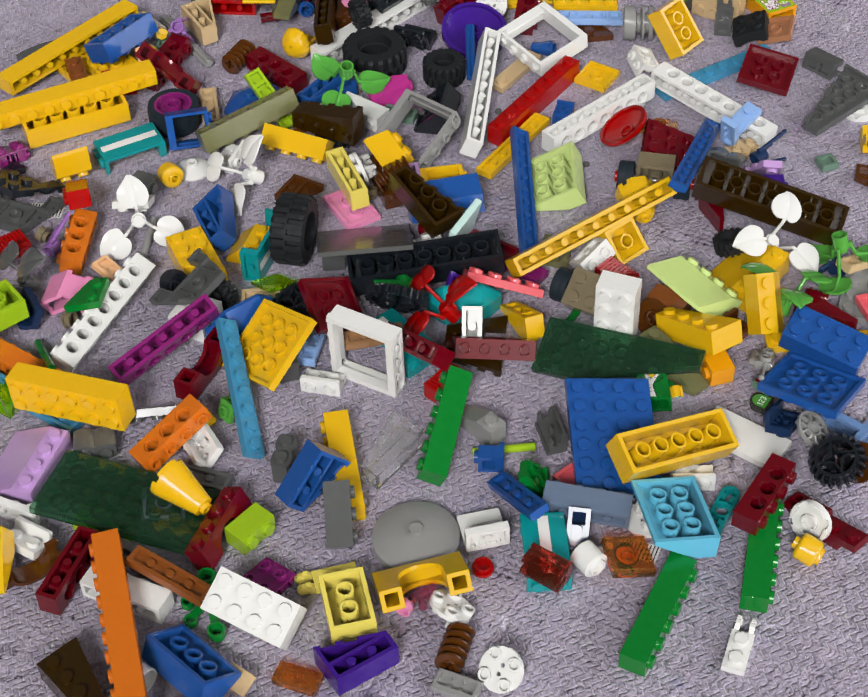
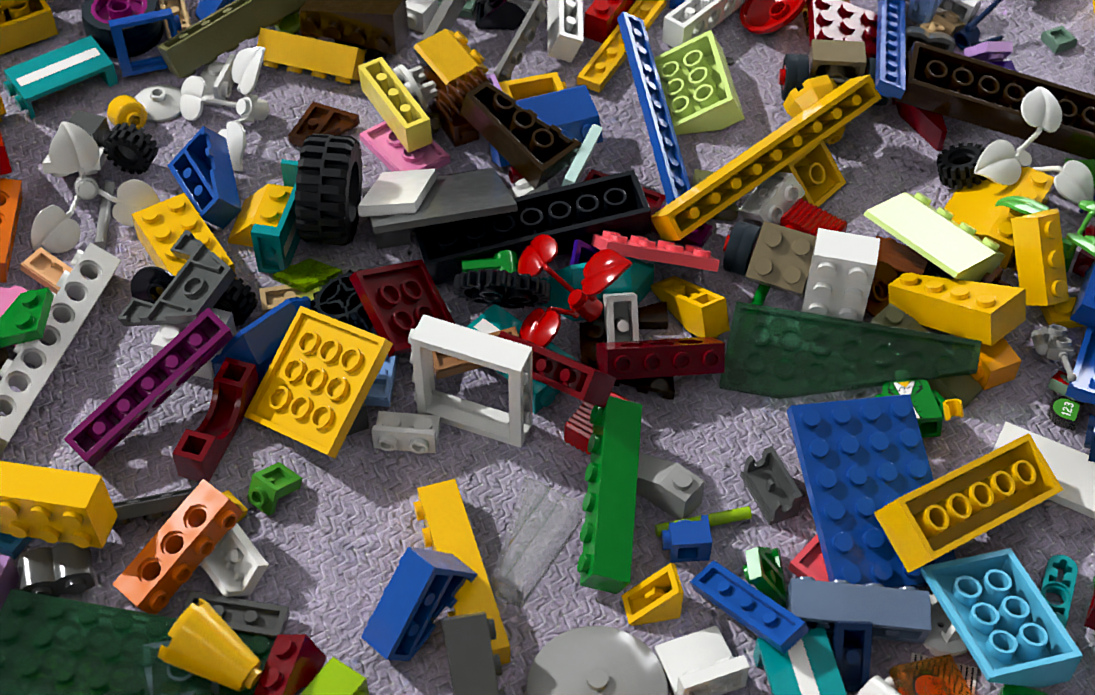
camera: 10 degrees left, 5 degrees up
(169, 196) = (130, 148): none -> black tyre
(239, 389) = (280, 459): dark azure plate -> none
(283, 456) = (367, 570): dark grey brick -> none
(339, 234) = (397, 193): none -> white tile
(462, 489) = (655, 598): none -> yellow slope
(703, 474) = (1002, 537): white bracket -> none

